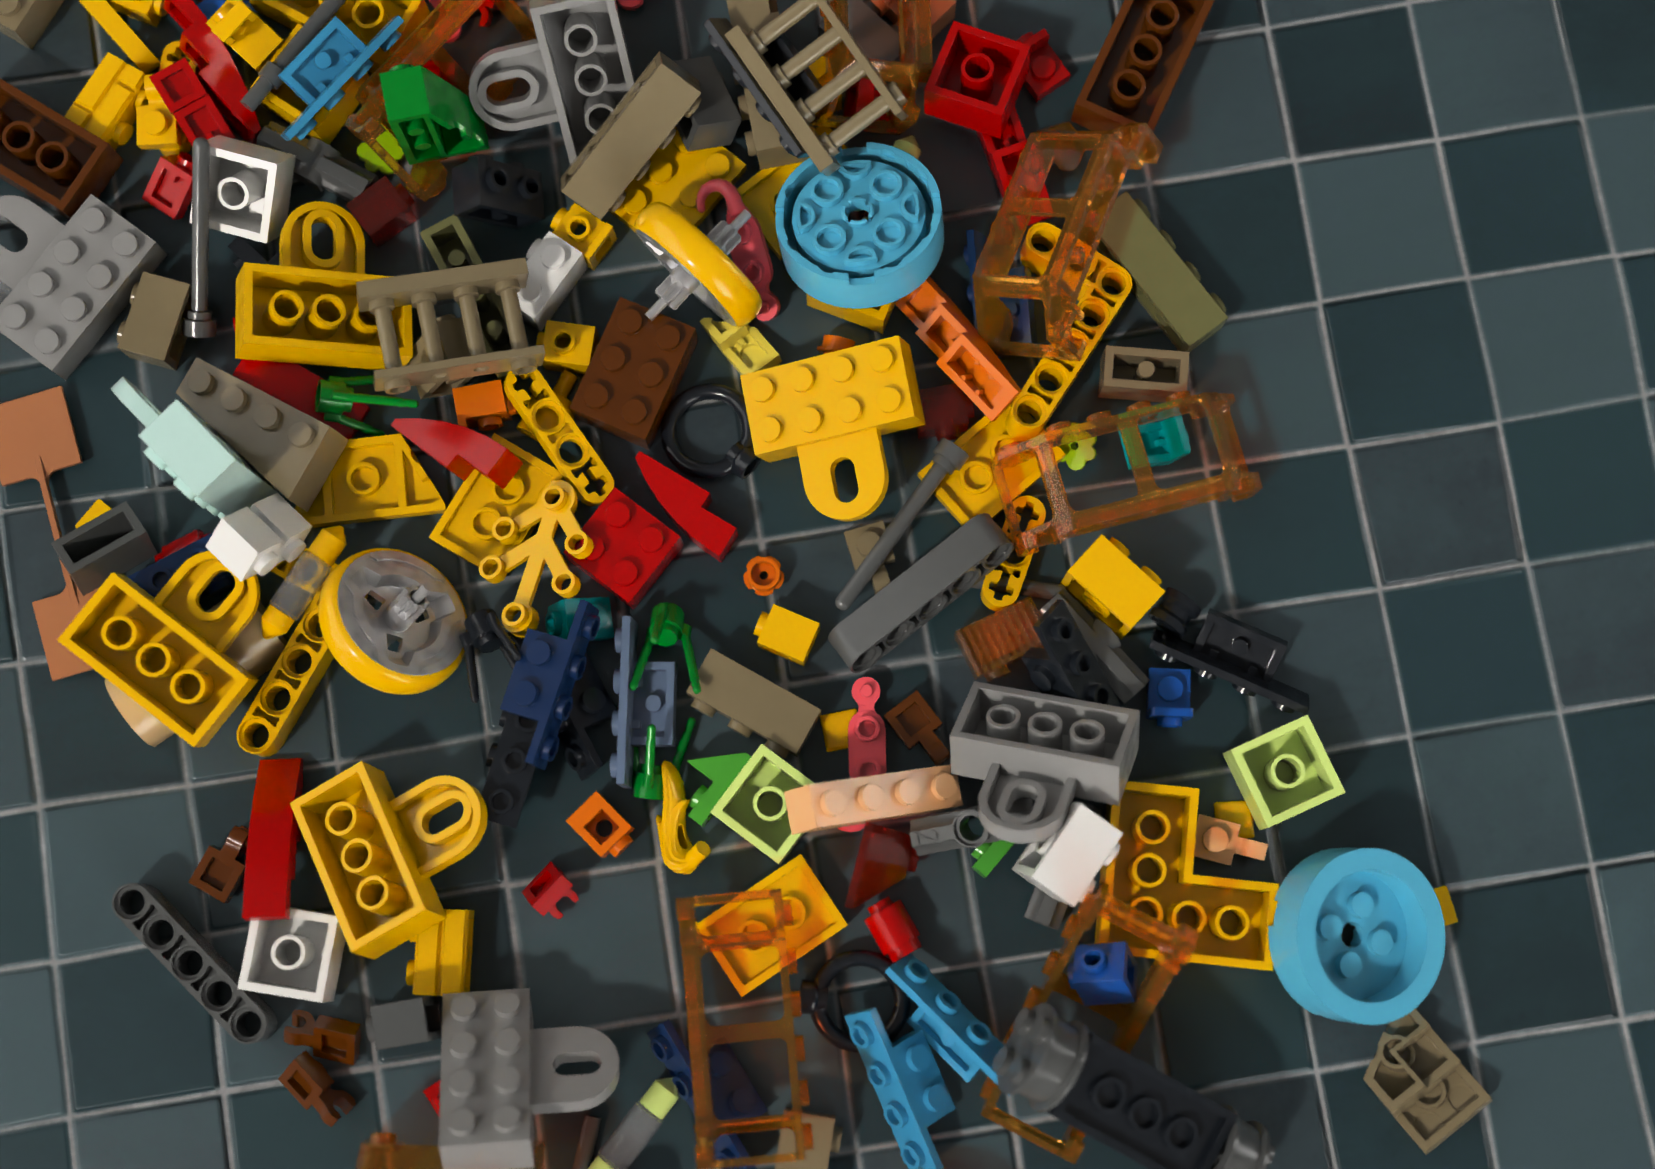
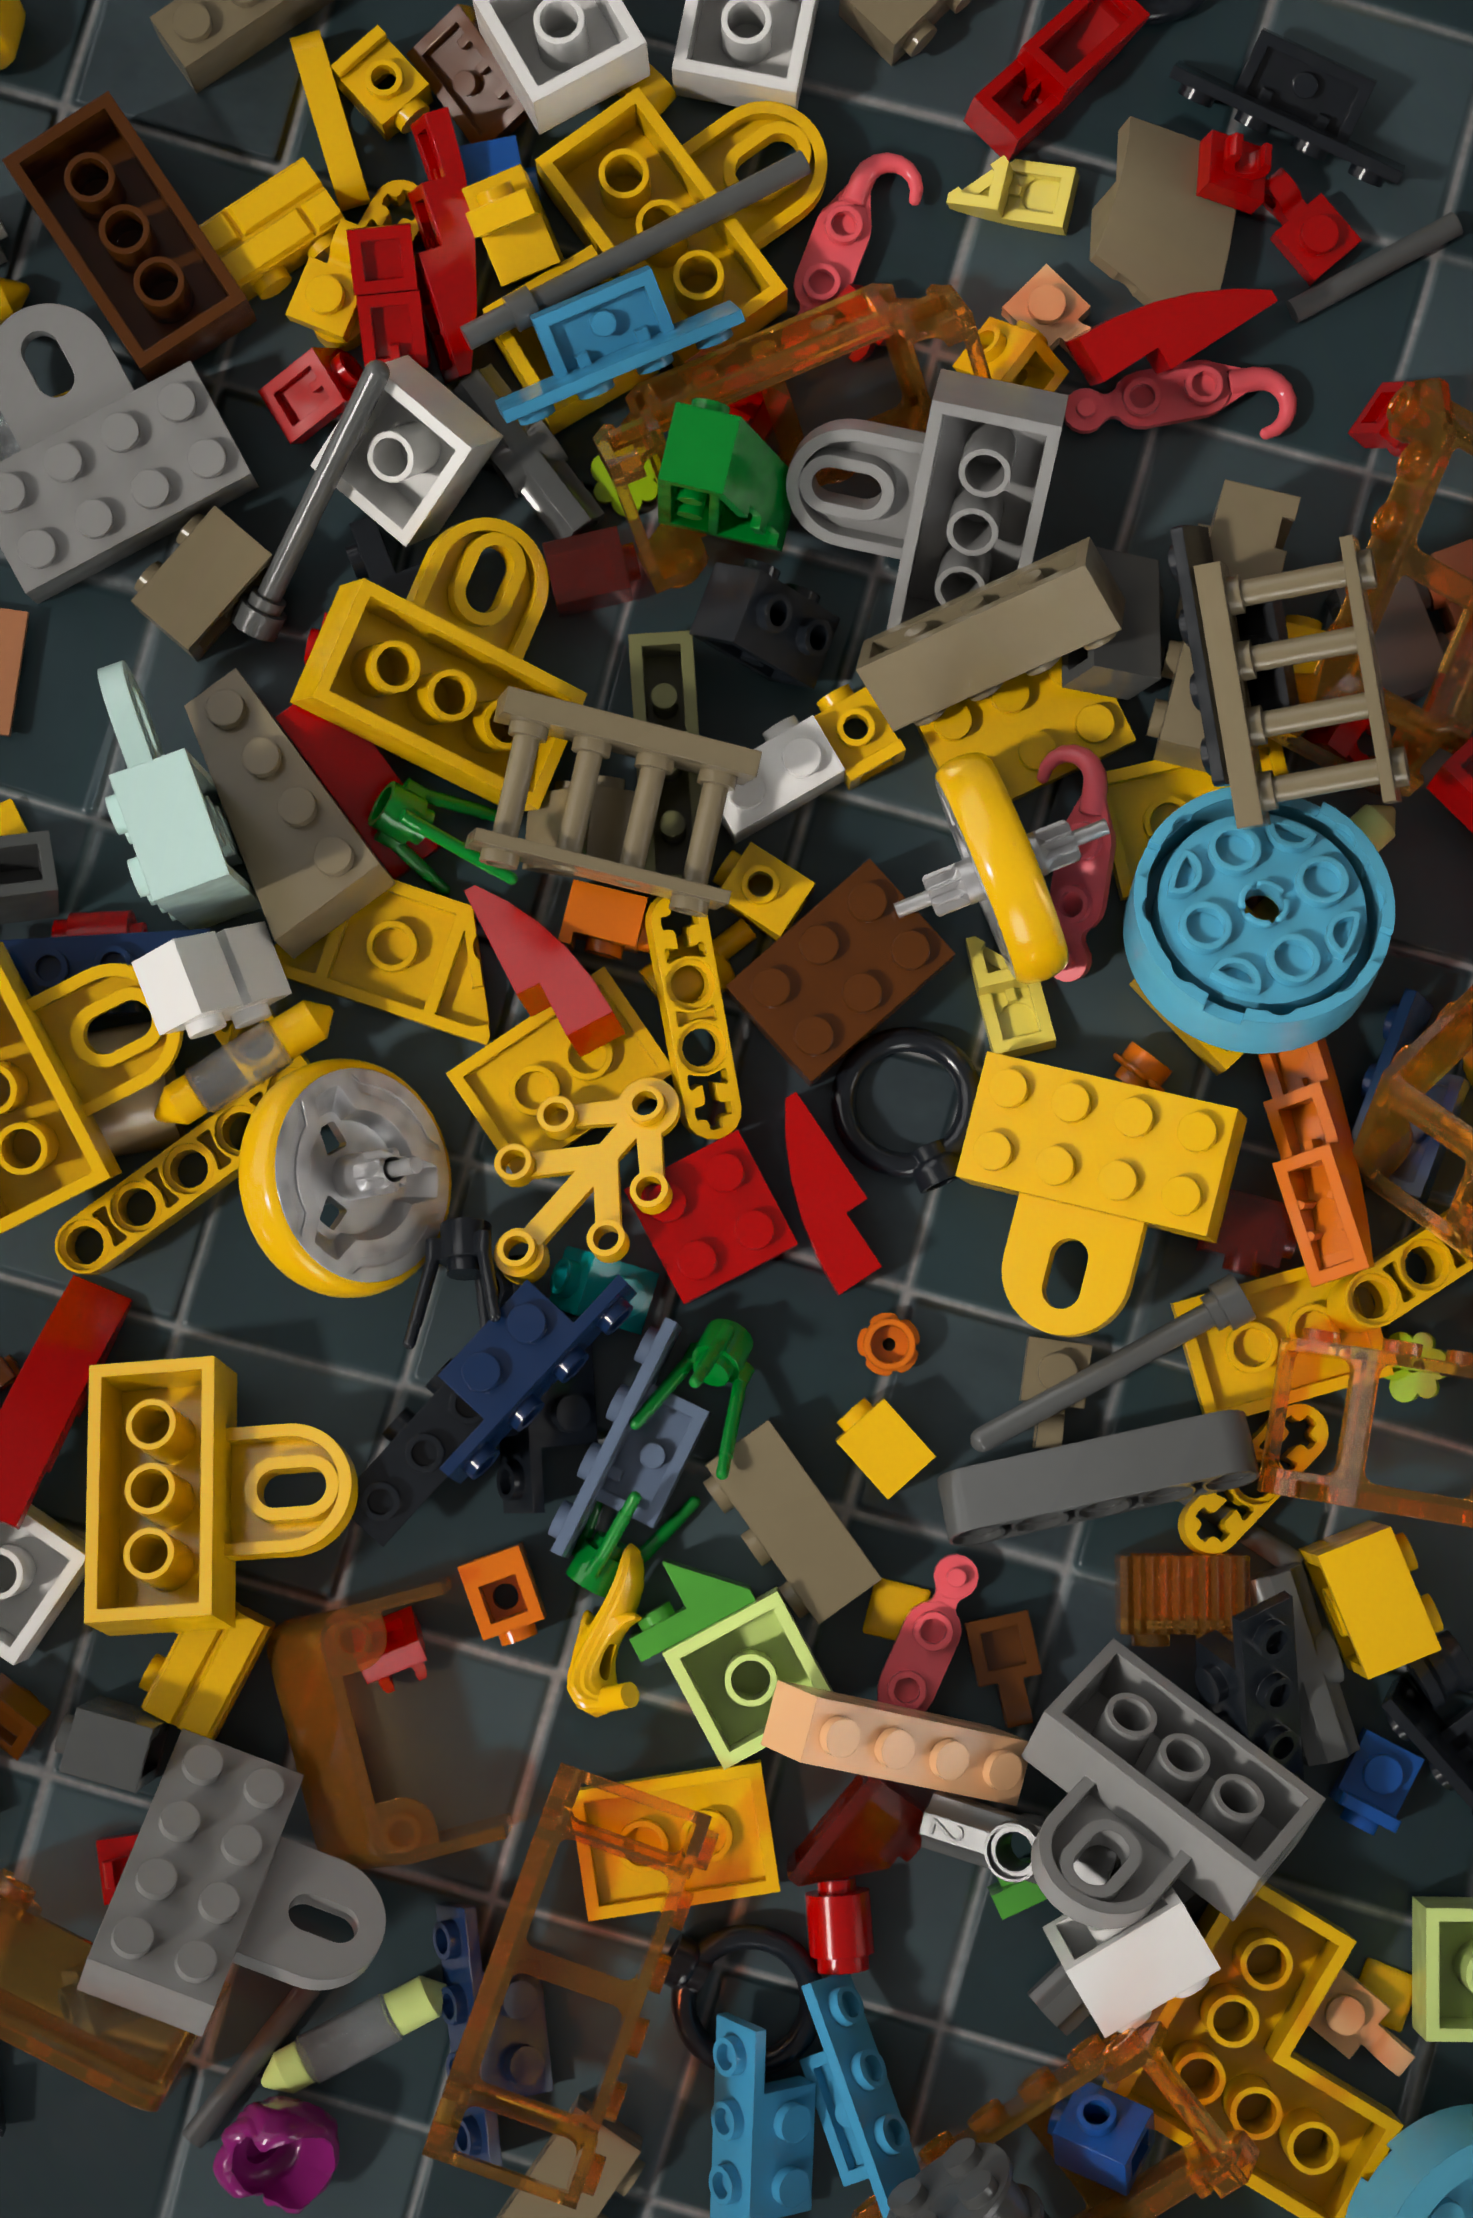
camera: 25 degrees right, 5 degrees up
(531, 960) = (308, 1669): none -> clear orange windscreen

